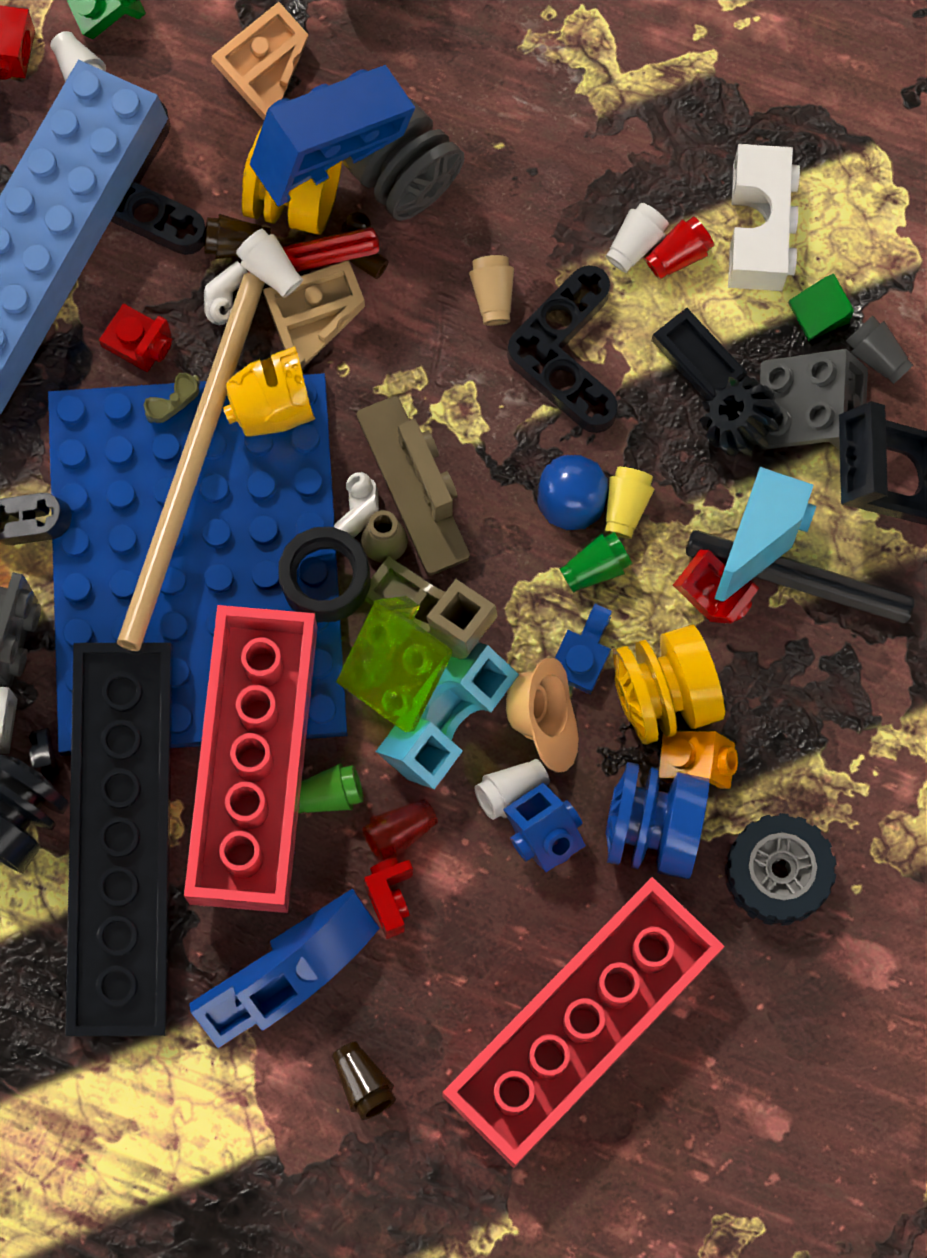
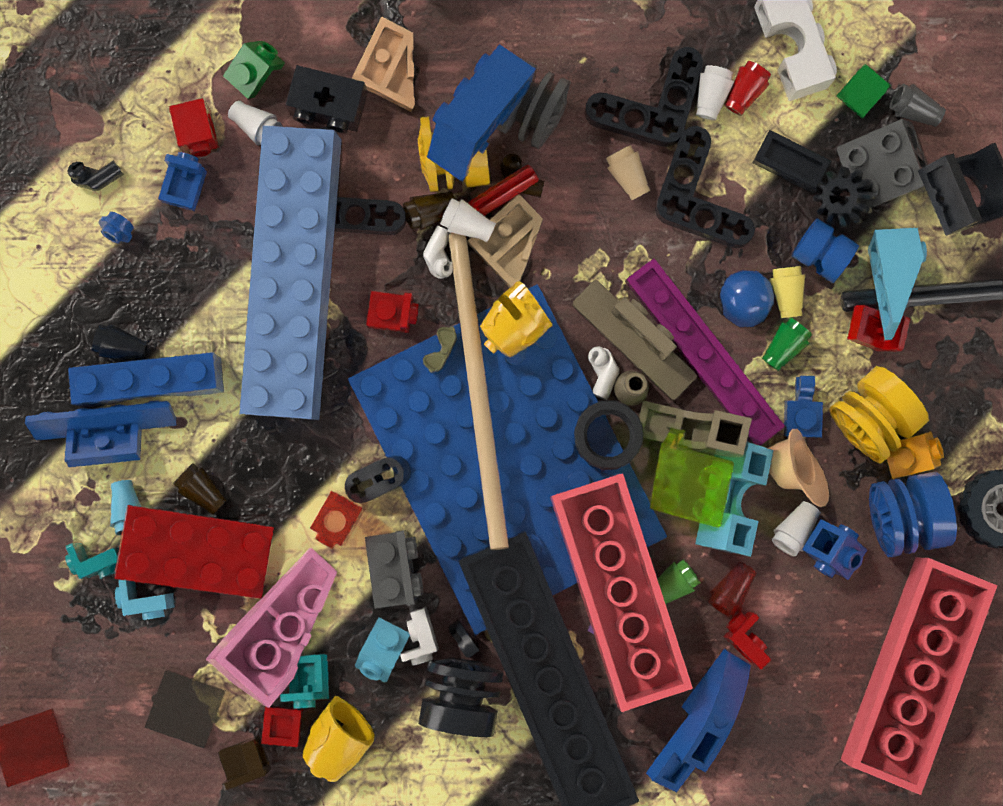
camera: 25 degrees left, 10 degrees up
(173, 69) = (315, 86): none -> black brick
(363, 1082) = (784, 773): dark brown cone -> none
(490, 532) = (703, 351): none -> magenta plate
(564, 240) = (663, 113): none -> black beam
(687, 466) = (825, 250): none -> blue wheel

